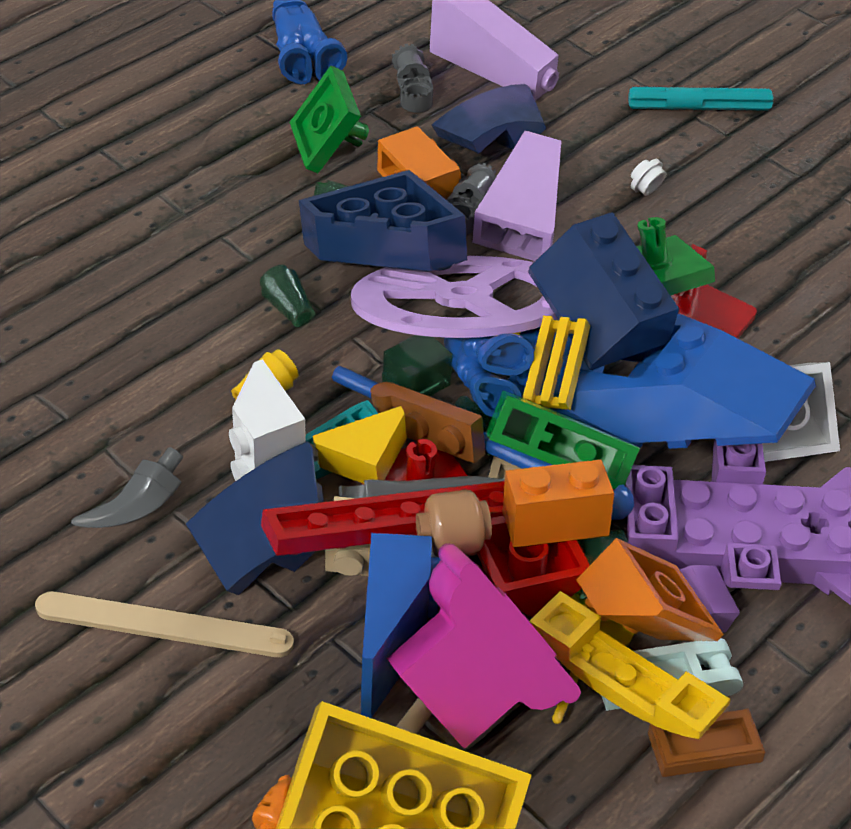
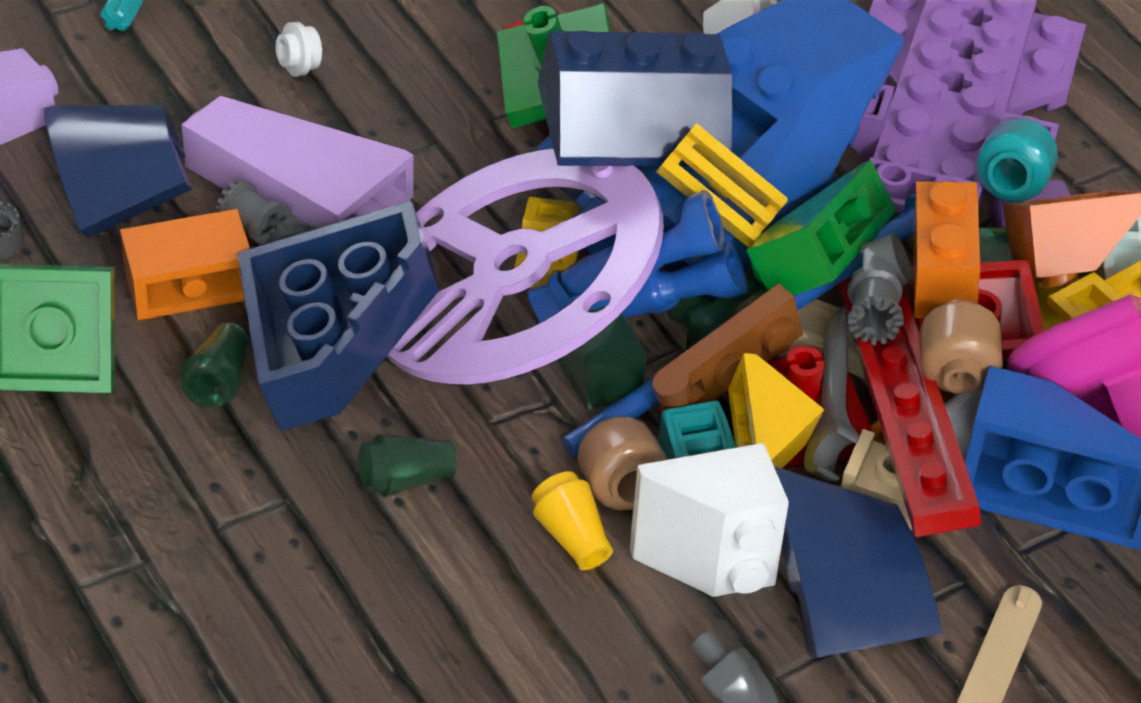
camera: 75 degrees left, 0 degrees up
(320, 391) = (611, 457): none -> medium nougat head
(489, 475) = (878, 289): none -> dark grey connector
(701, 547) = (1017, 160): none -> teal head

